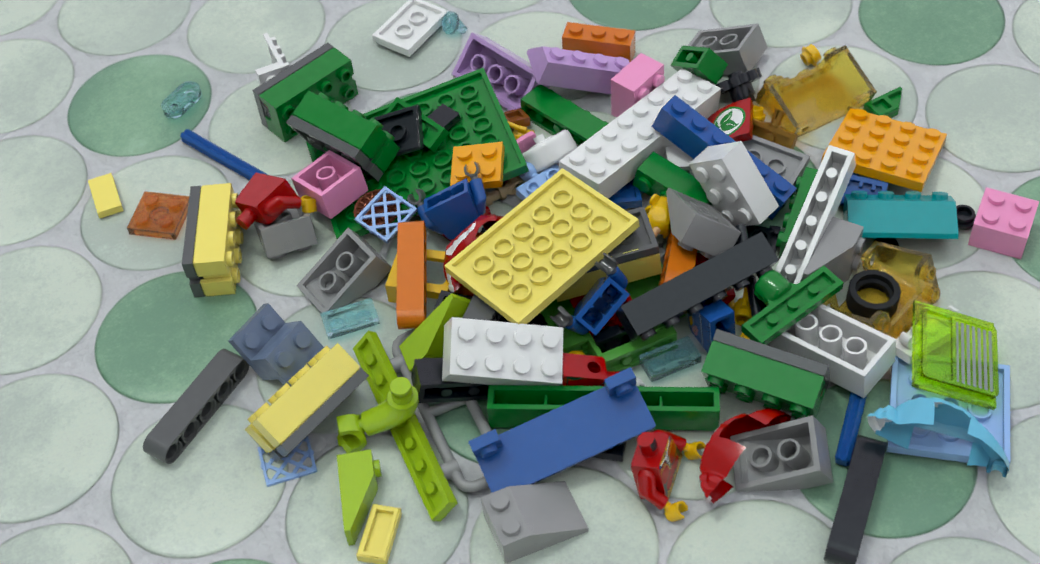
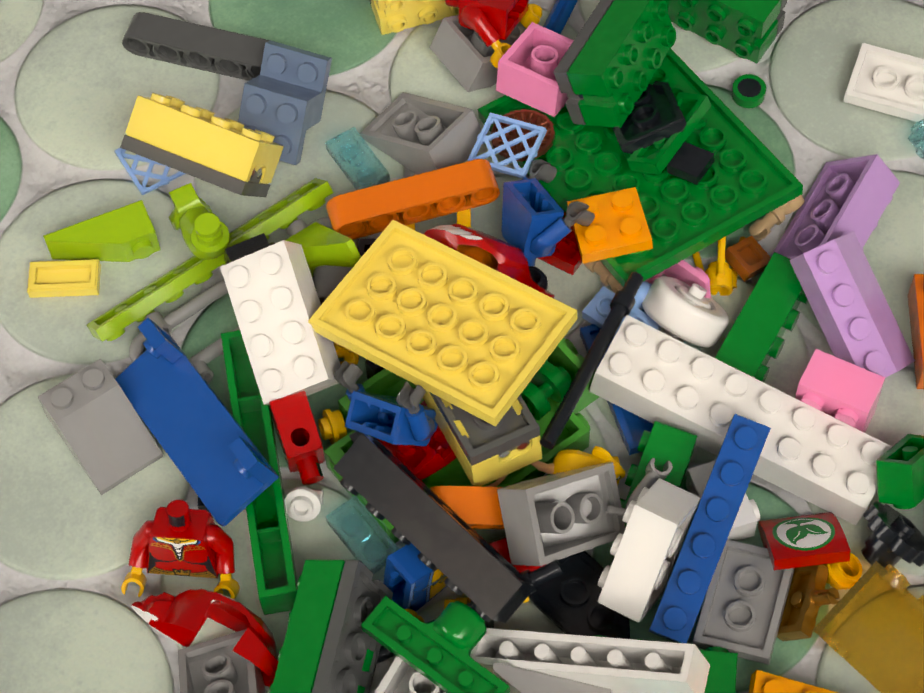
camera: 75 degrees right, 10 degrees up
(380, 98) = (748, 91): none -> green tile
(548, 166) = (620, 306): none -> black bar
(675, 173) = (650, 478): none -> light grey piece

